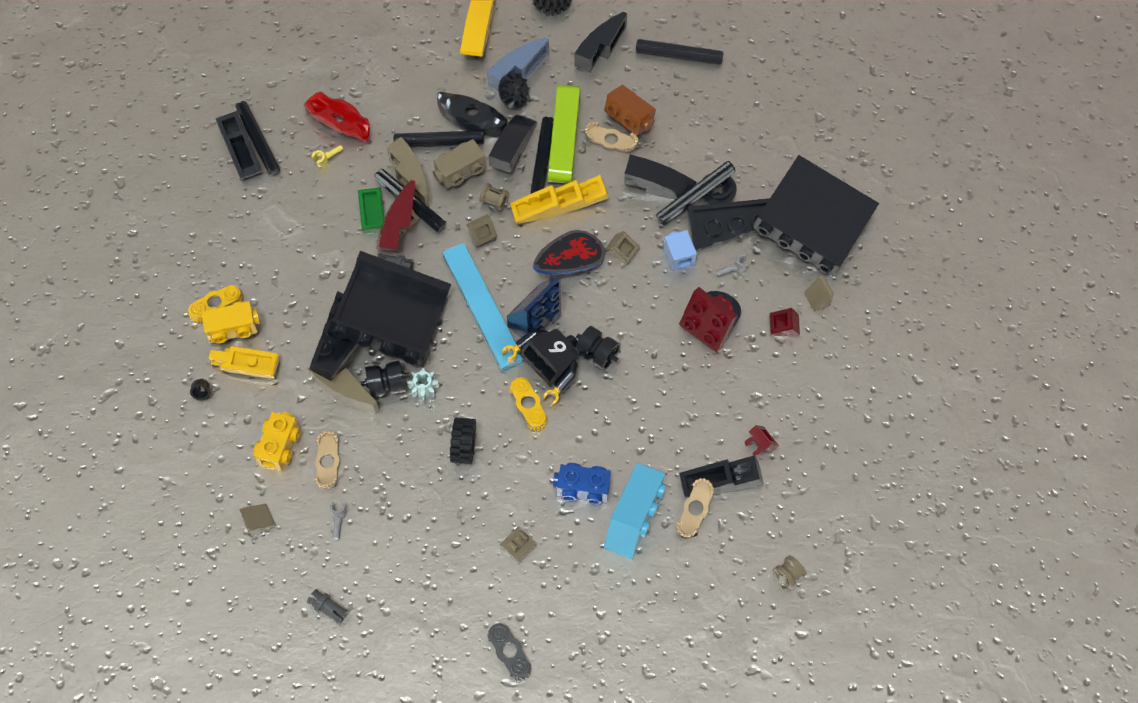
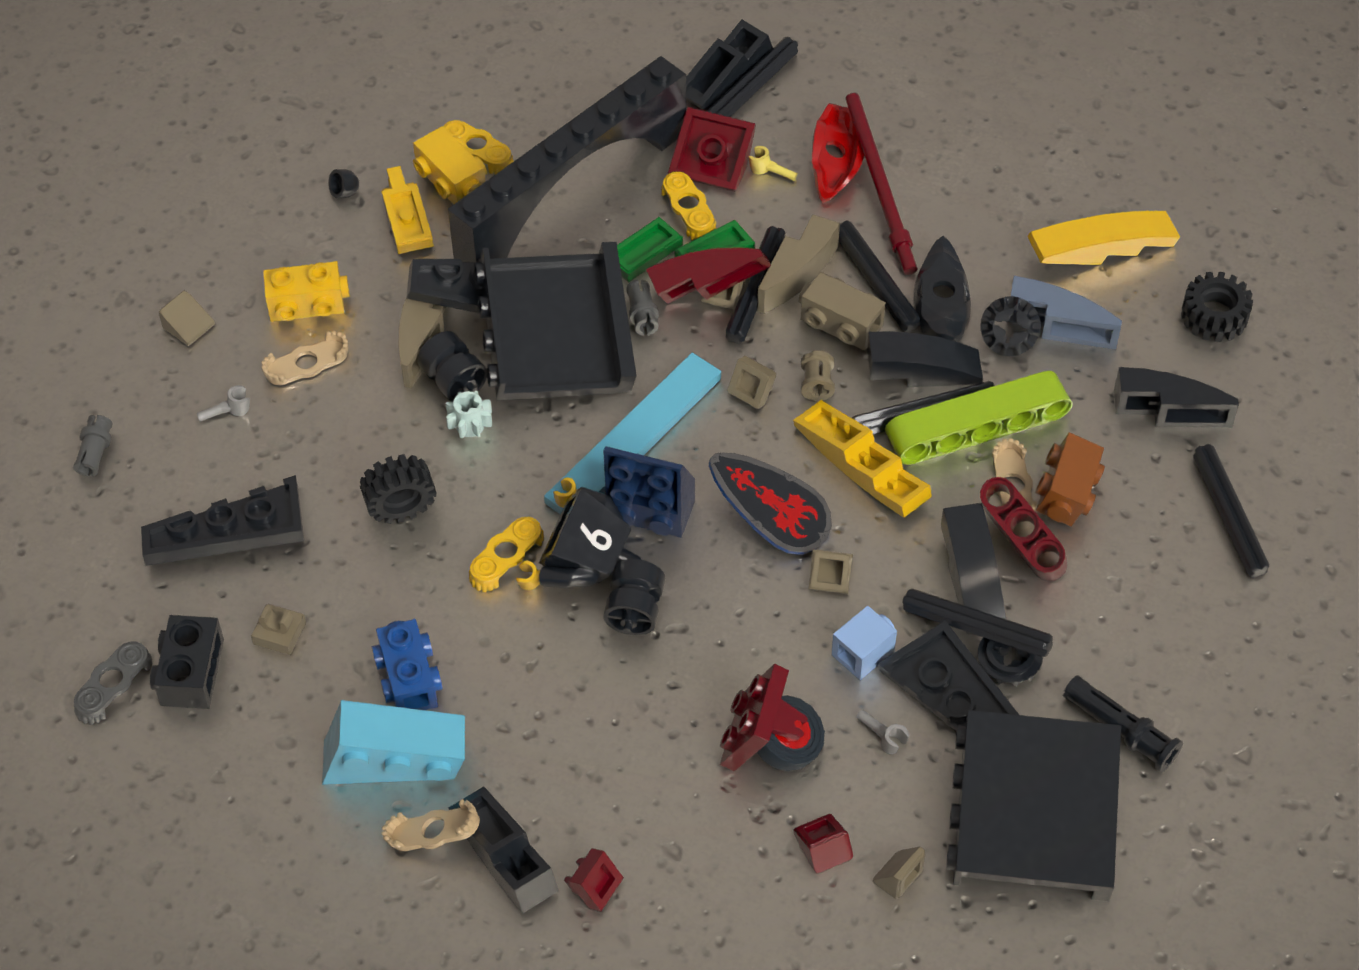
camera: 65 degrees right, 10 degrees down
(280, 256) = (643, 107): none -> black arch
(299, 179) = (713, 149): none -> dark red slope
(346, 208) = (697, 219): none -> yellow piece
(347, 244) = (647, 248): none -> green tile
(420, 115) = (899, 237): none -> dark red bar
(433, 541) = (246, 524): none -> black wing
(524, 596) = (196, 662): none -> black brick
(661, 142) = (1018, 511): none -> dark red beam
(788, 155) = (1137, 732): none -> black pin

